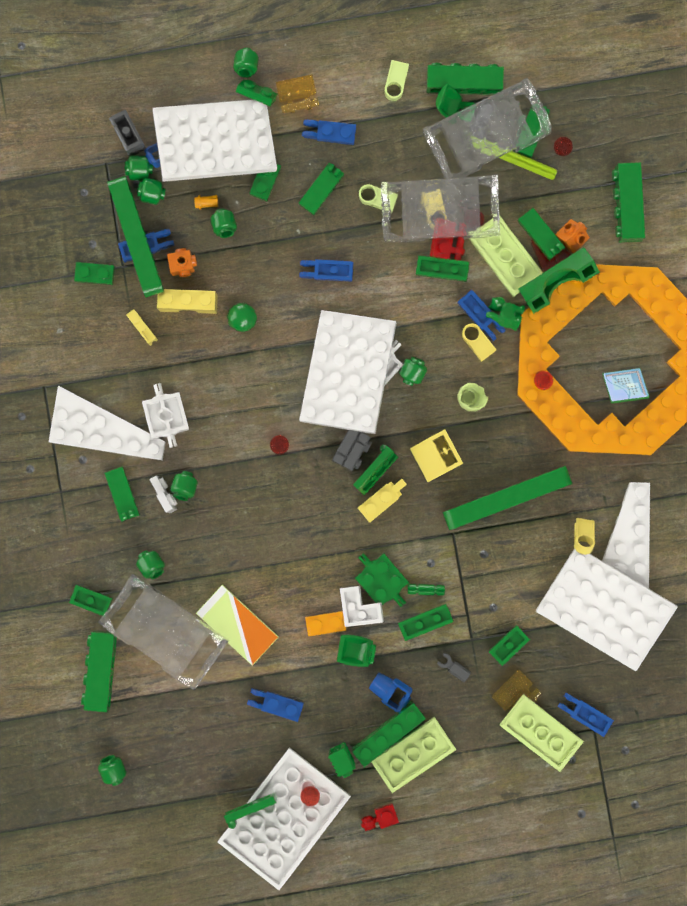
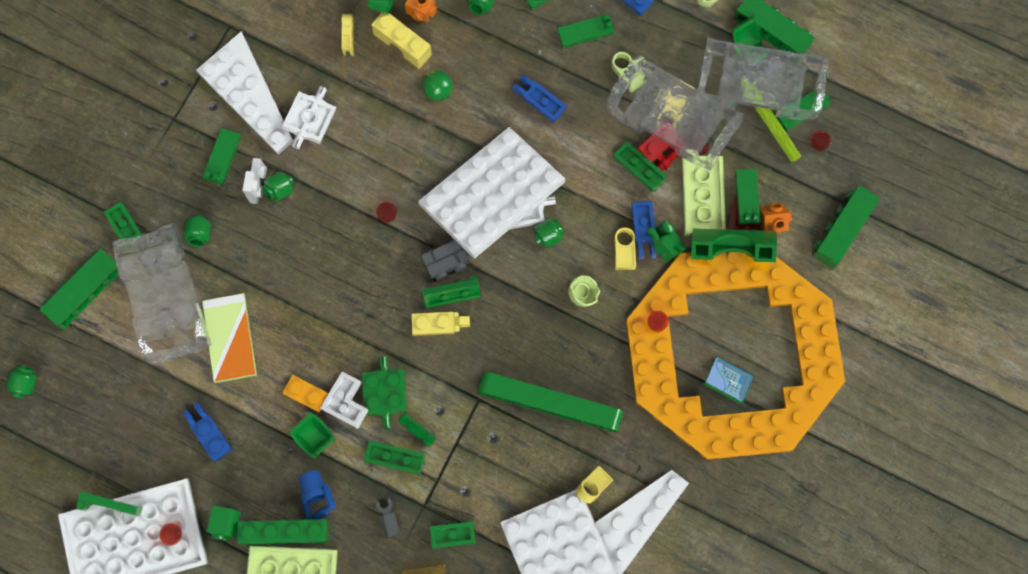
camera: 30 degrees right, 10 degrees down
(436, 455) = (514, 318): light yellow slope -> none

